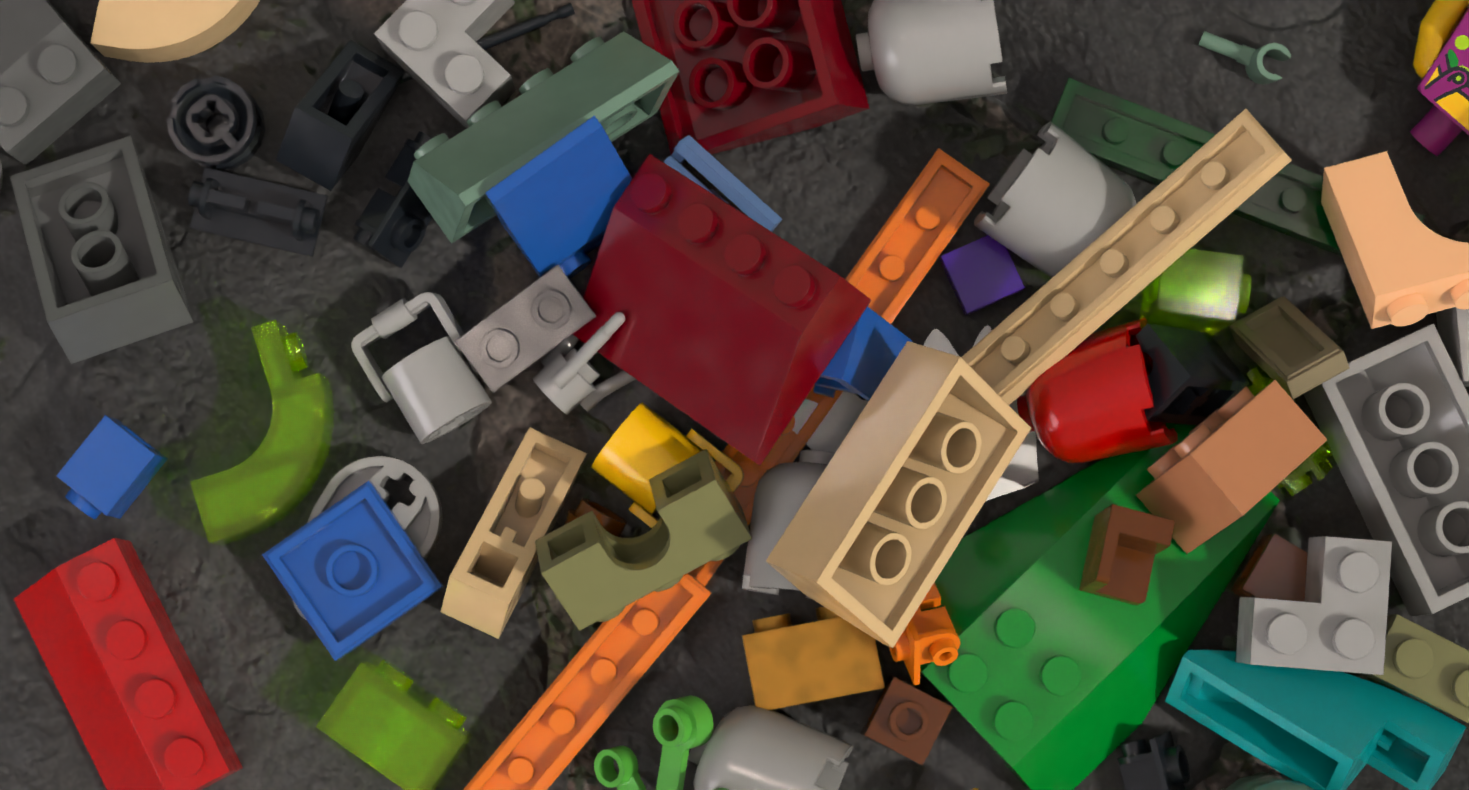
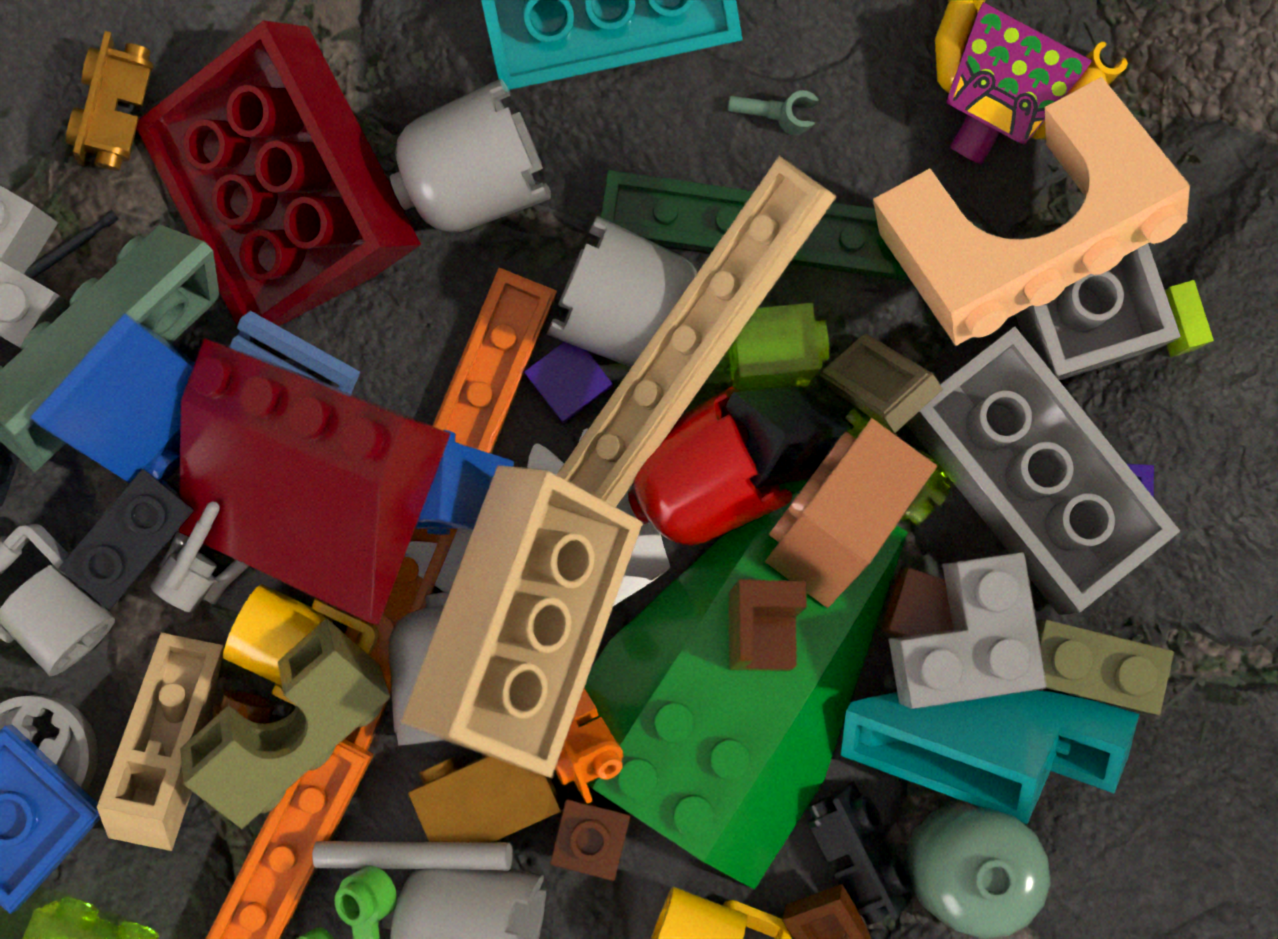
camera: 15 degrees left, 0 degrees up
(735, 695) = (413, 855): none -> light grey bar

